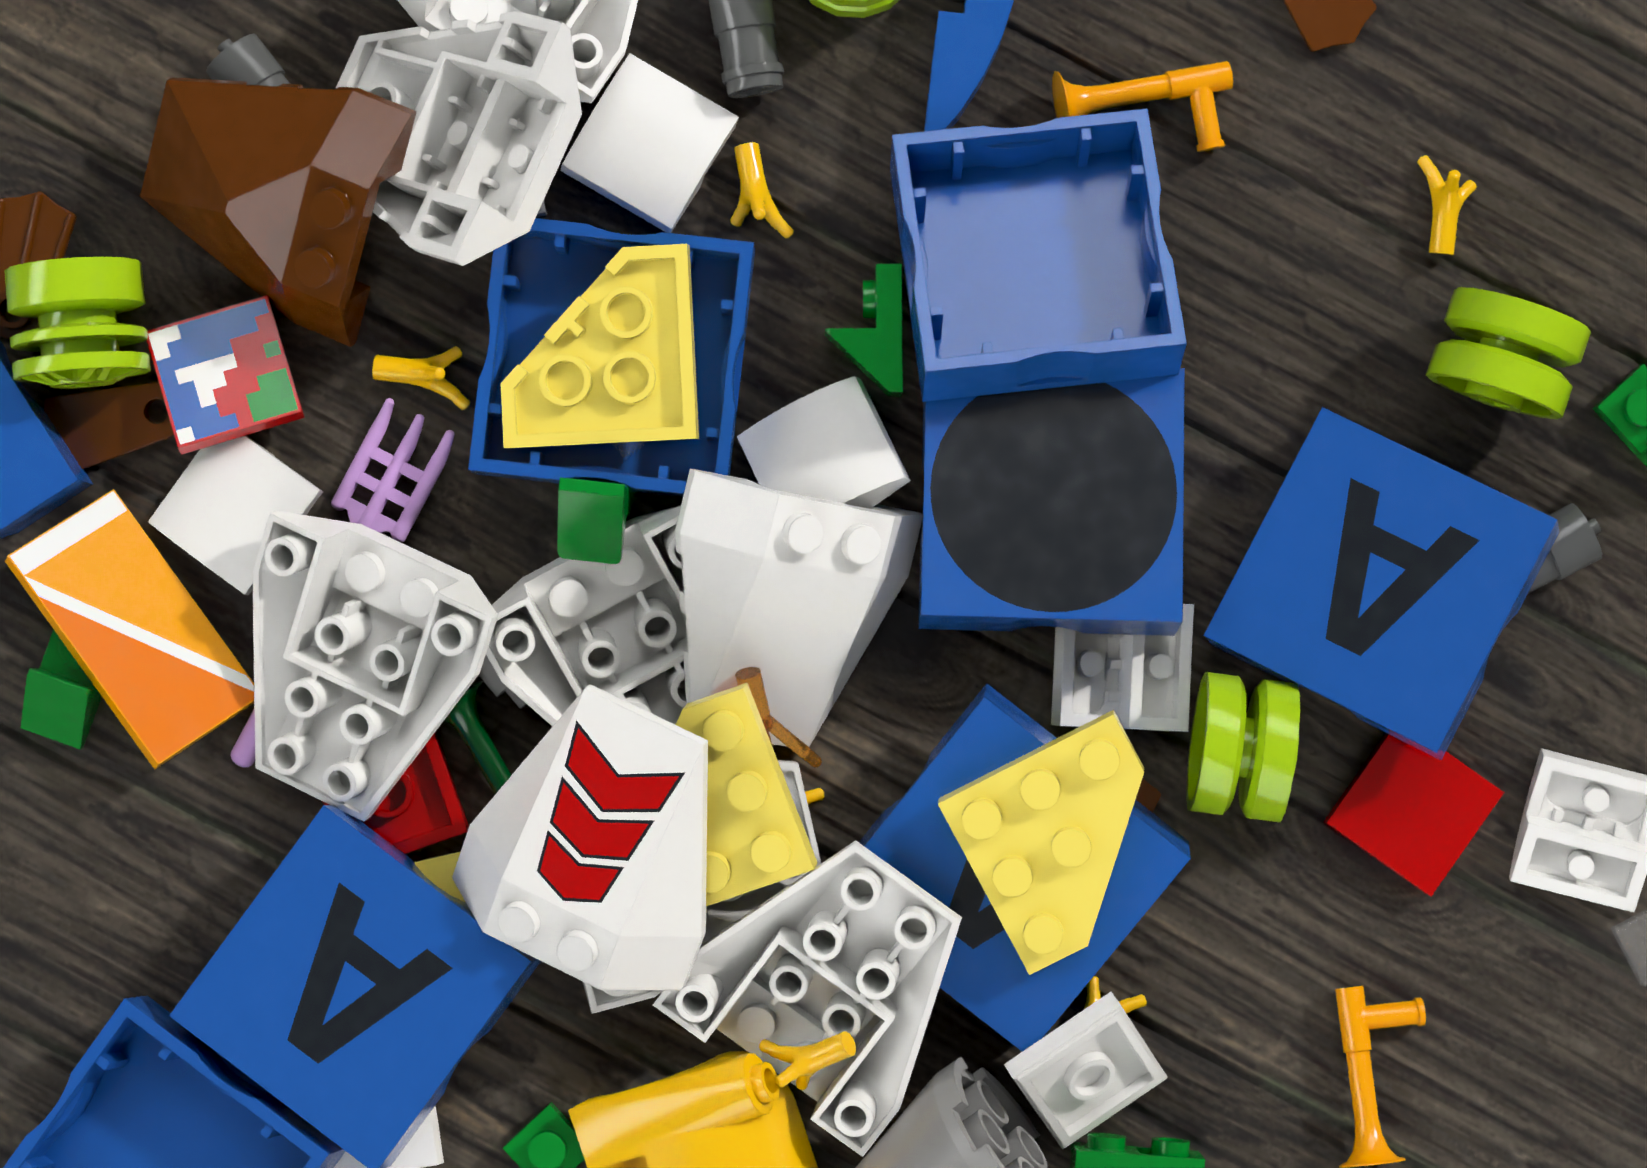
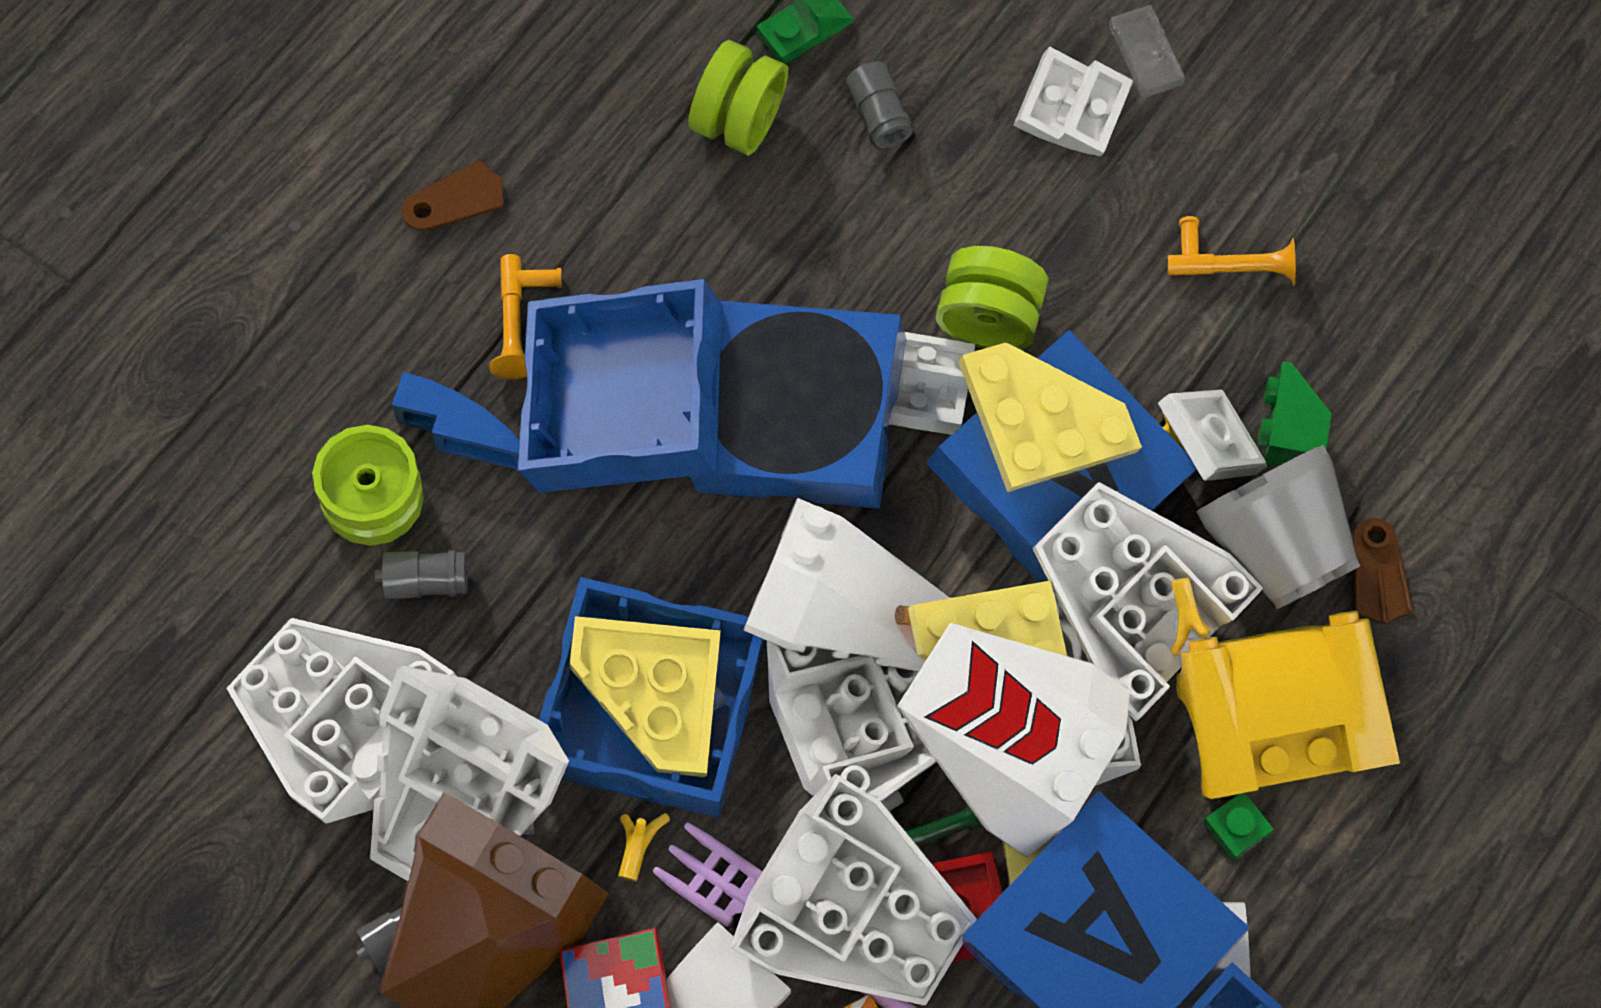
camera: 80 degrees left, 20 degrees down
(592, 520) = (768, 716): green slope -> none
(649, 143) = (495, 648): white slope -> none
(754, 191) = (538, 586): yellow bar -> none
(826, 448) = (737, 552): white slope -> none
(877, 349) = (670, 509): green slope -> none
(1382, 582) = (887, 194): blue tile -> none
(1413, 811) = (1045, 208): red tile -> none
(1446, 203) = (627, 134): yellow bar -> none

